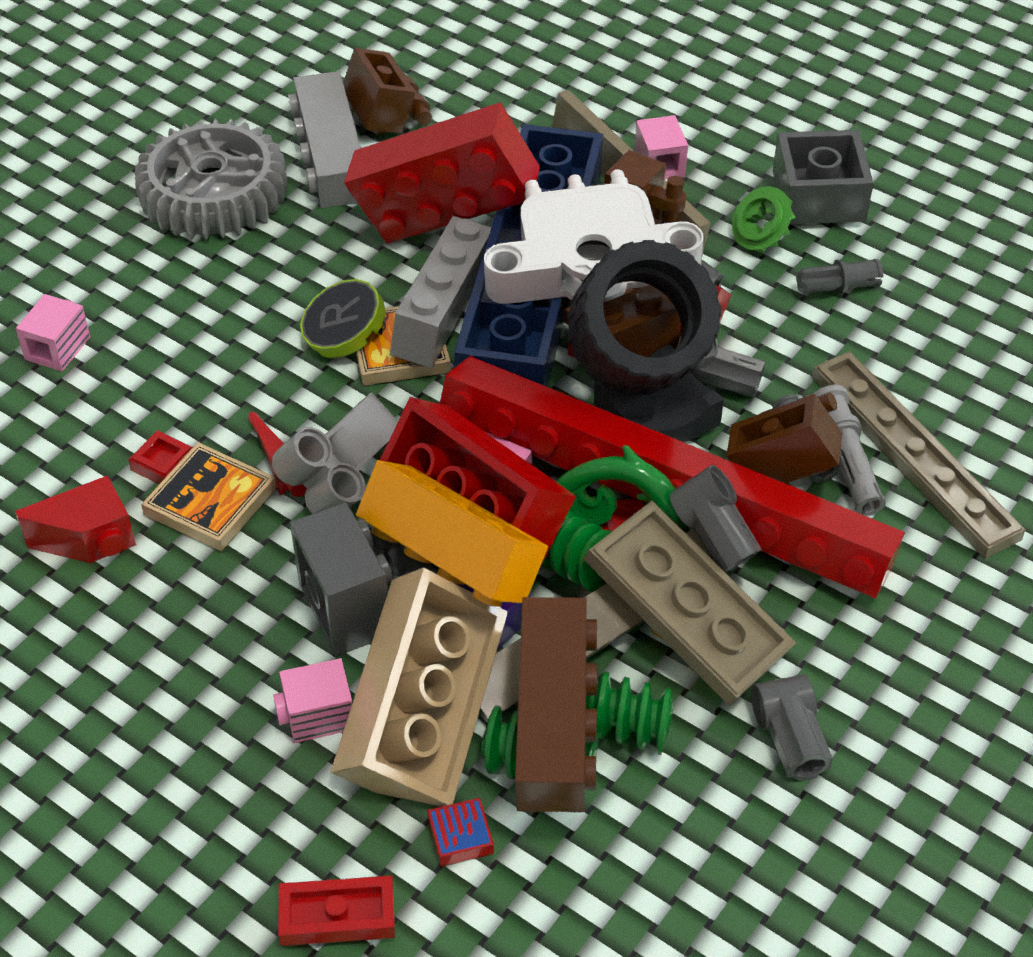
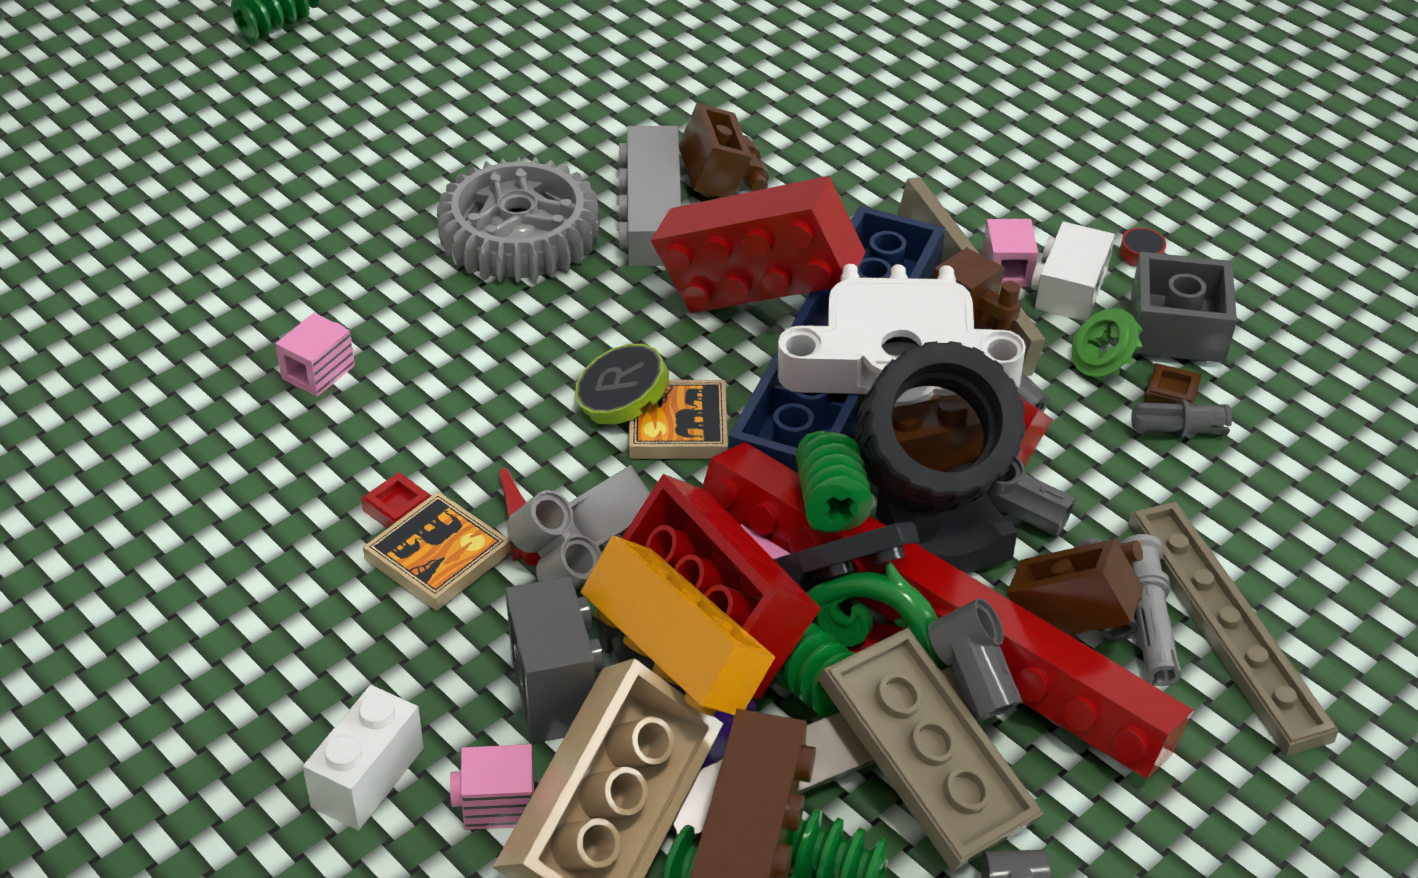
camera: 10 degrees right, 5 degrees down
(78, 523) = (292, 556): red slope -> none
(190, 694) = (363, 757): none -> white brick
(439, 293) = (727, 372): light grey brick -> none
(559, 380) = (833, 482): none -> green piece
(577, 448) = (836, 557): none -> black hinge
(719, 157) = (1072, 271): none -> white brick
(770, 123) = (1138, 241): none -> black tile
(824, 248) = (1171, 384): none -> reddish brown tile

